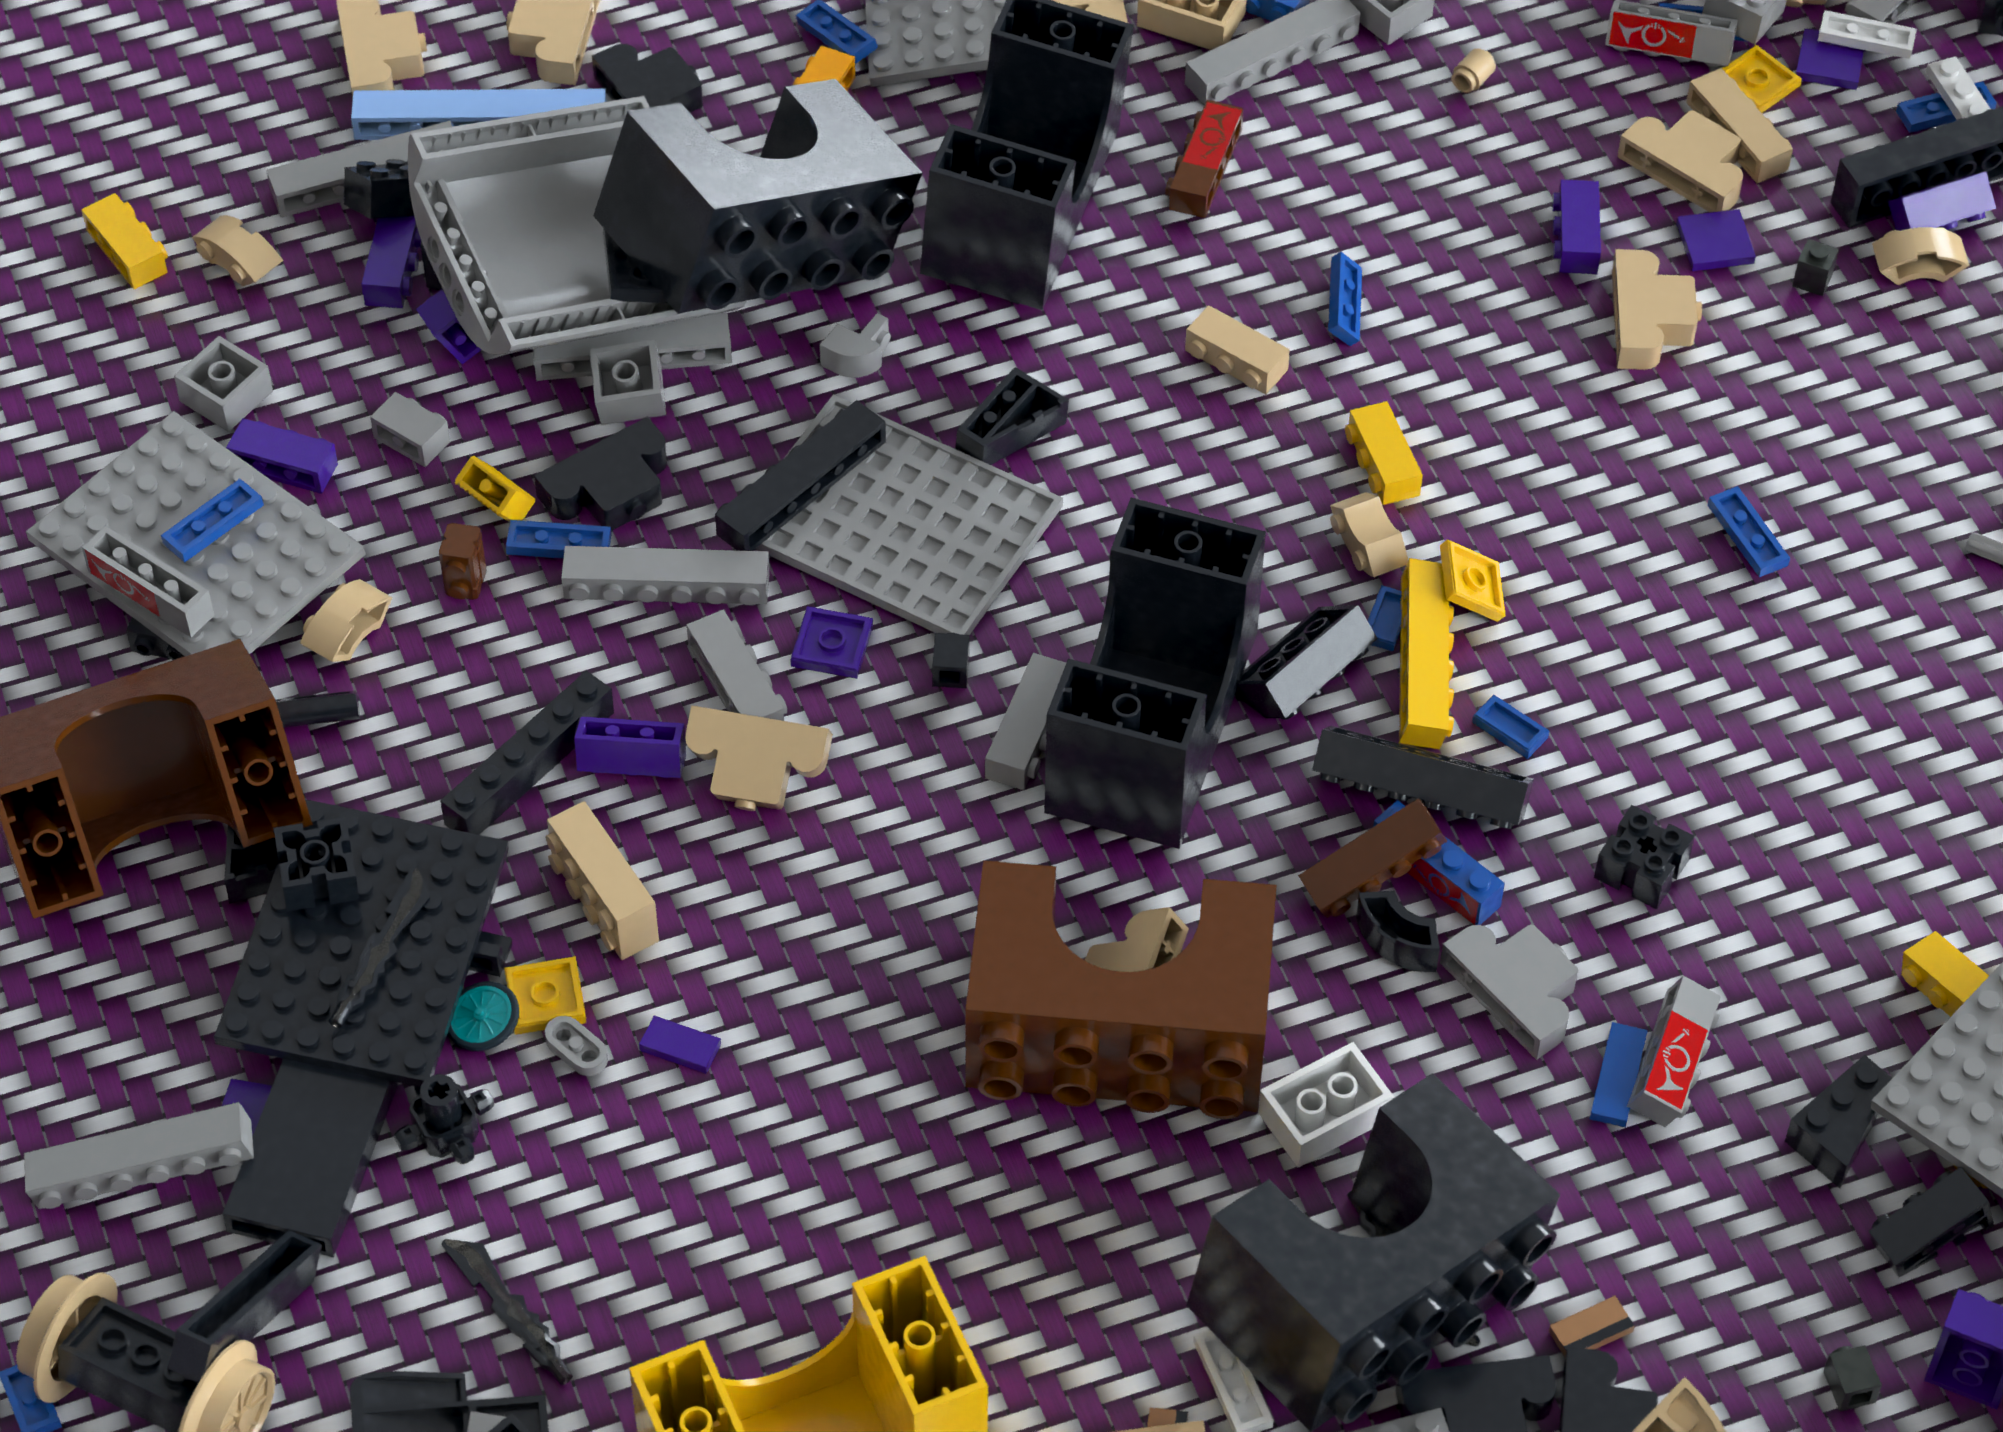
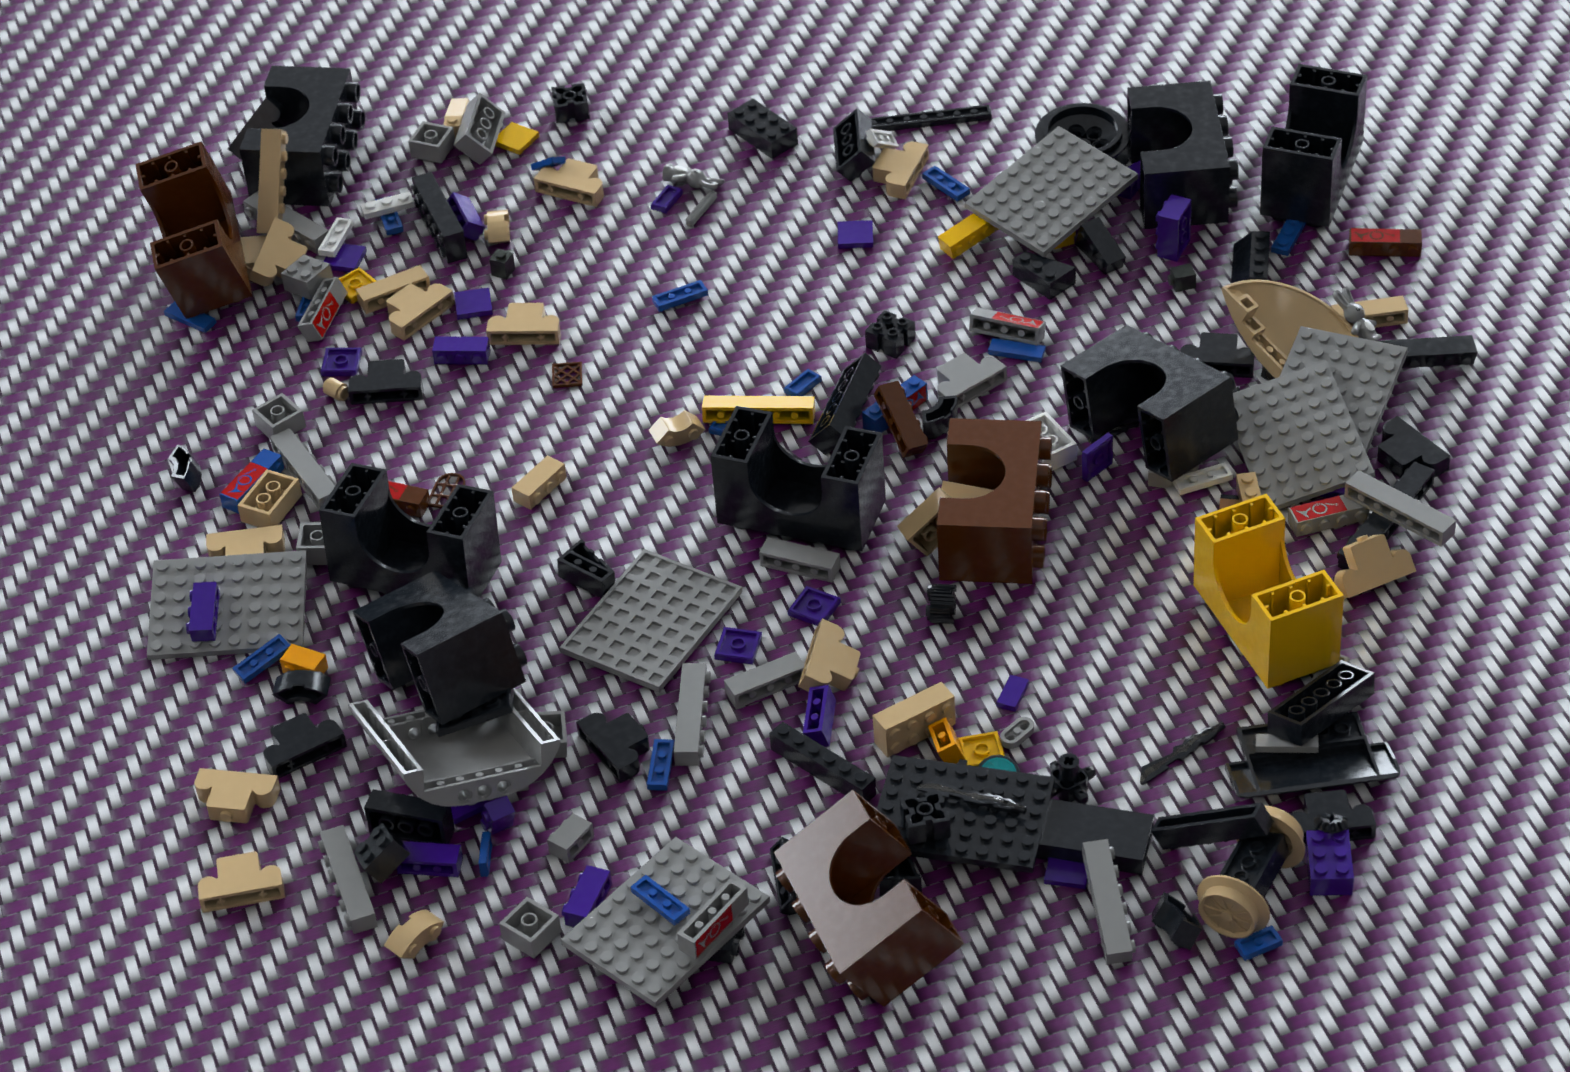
camera: 85 degrees left, 10 degrees down
(102, 1253) = (1177, 923): none -> black brick
(125, 240) = (396, 996): yellow brick -> none
(345, 620) = (724, 852): tan brick -> none
(391, 326) = (485, 854): none -> blue tile
(393, 112) = (307, 824): light blue brick -> none
(462, 561) = (684, 797): reddish brown brick -> none
(494, 490) = (626, 789): yellow brick -> none
(550, 930) = (946, 741): none -> light orange brick
(769, 76) = (301, 686): none -> black brick
(800, 477) = (629, 650): black brick -> none
(855, 353) = (526, 638): light grey brick -> none
(887, 924) = (942, 603): none -> black brick
(920, 749) = (813, 606): none -> dark purple tile
(950, 660) = (756, 592): black brick -> none
(1084, 902) = (921, 525): none -> tan brick
(1221, 229) = (444, 485): none -> reddish brown window
(1261, 1166) = (1097, 457): none -> dark purple tile
(1345, 299) = (504, 441): blue plate -> none
(1384, 453) = (619, 425): yellow brick -> none
(1472, 580) = (712, 389): yellow tile -> none
(1491, 133) = (385, 383): none -> black brick
(1531, 363) = (567, 384): none -> reddish brown window
(1554, 77) = (341, 361): none -> dark purple tile
(1958, 807) = (855, 234): none -> dark purple tile

